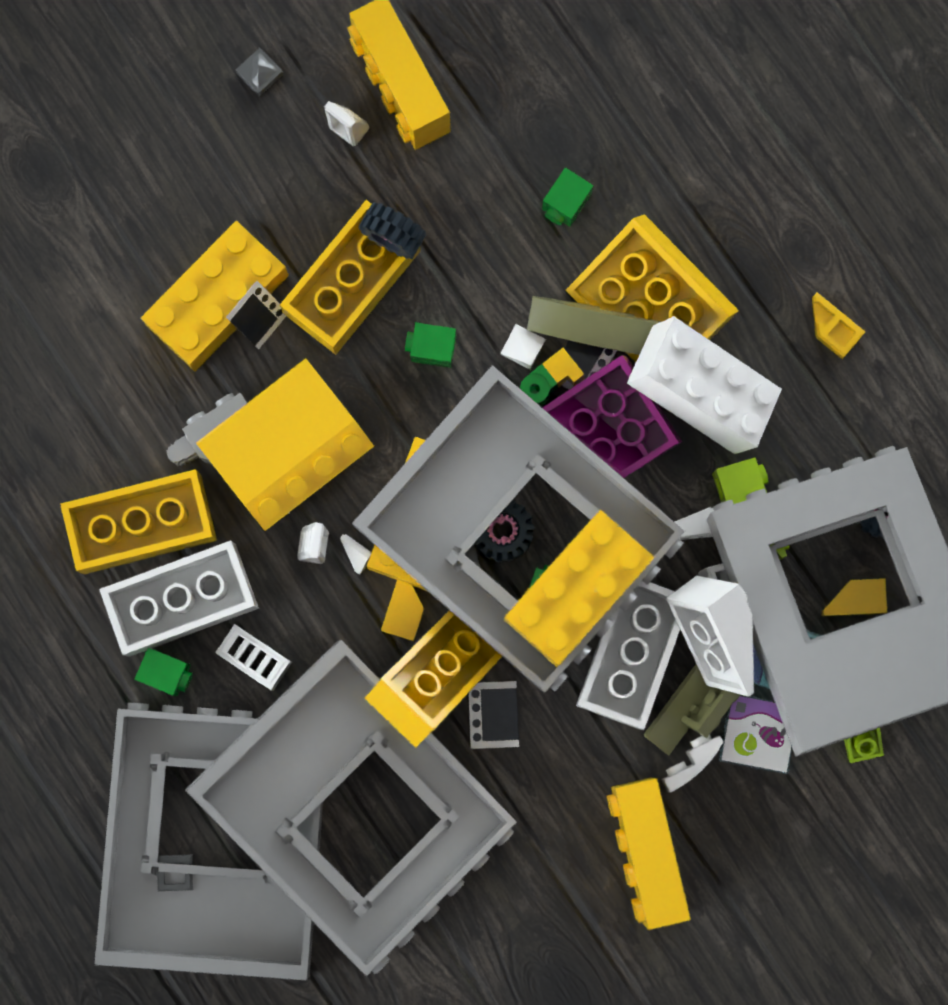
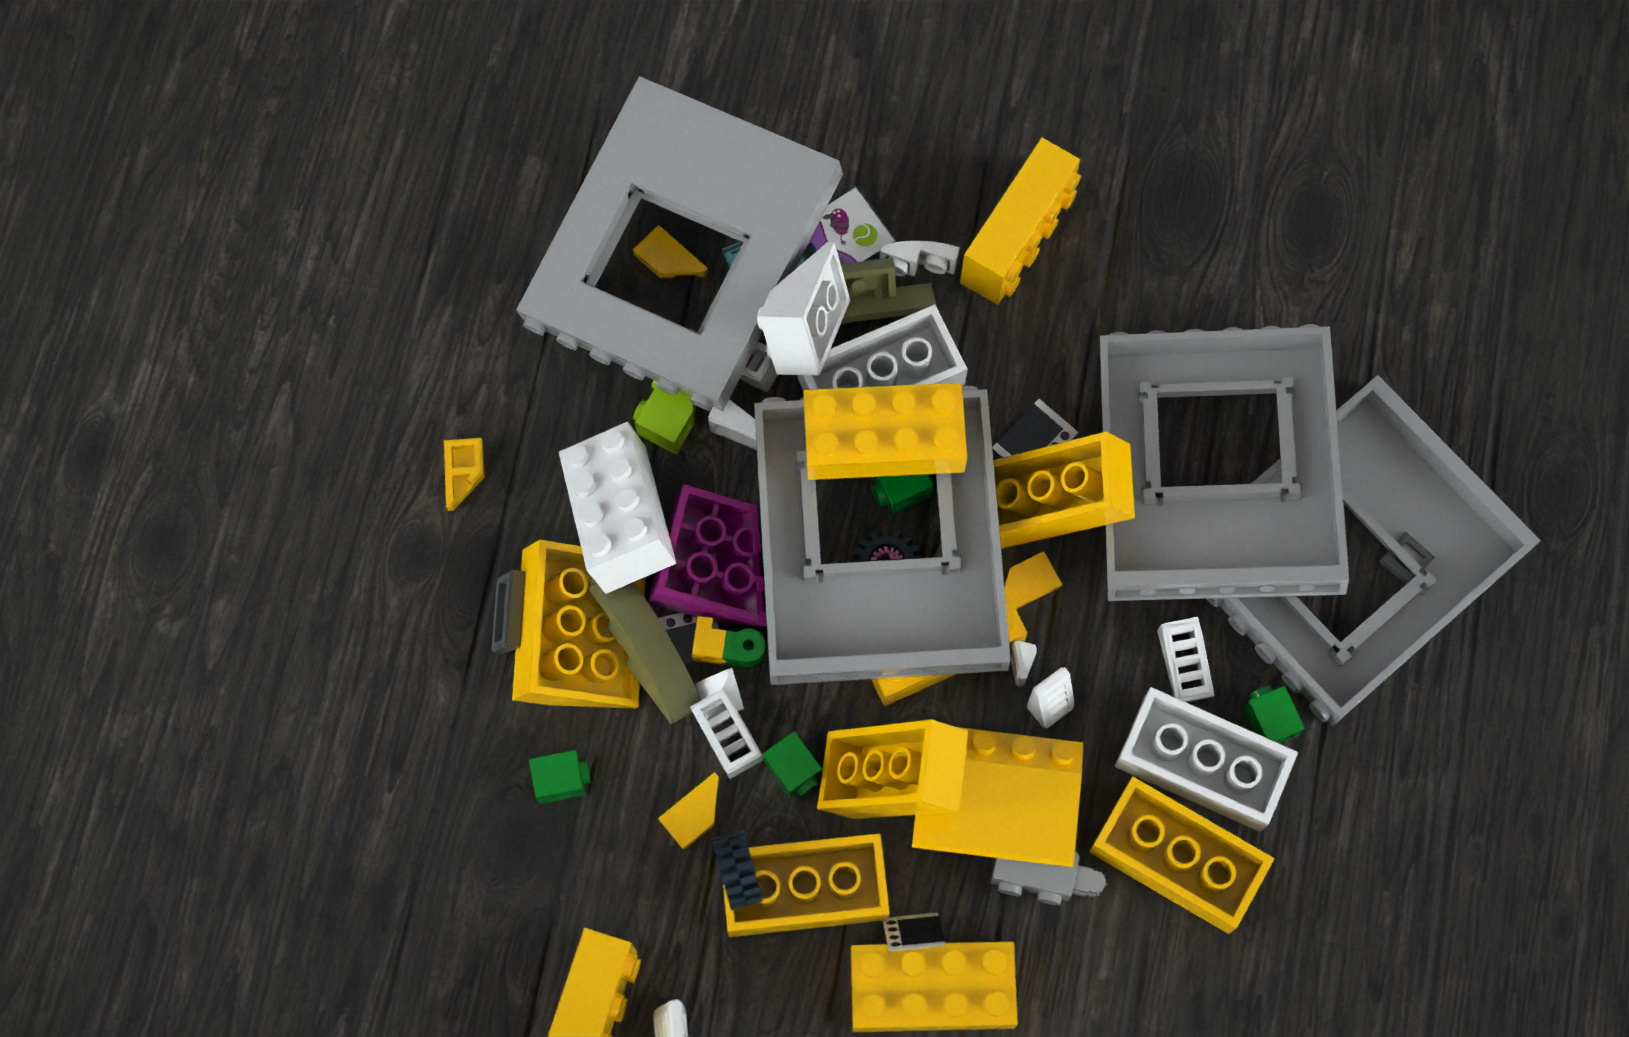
camera: 135 degrees left, 10 degrees down
(359, 387) = (893, 770): none -> yellow brick
(464, 259) = (693, 813): none -> yellow tile
(484, 310) = (743, 763): none -> white slope
(705, 264) = (508, 612): none -> dark grey tile

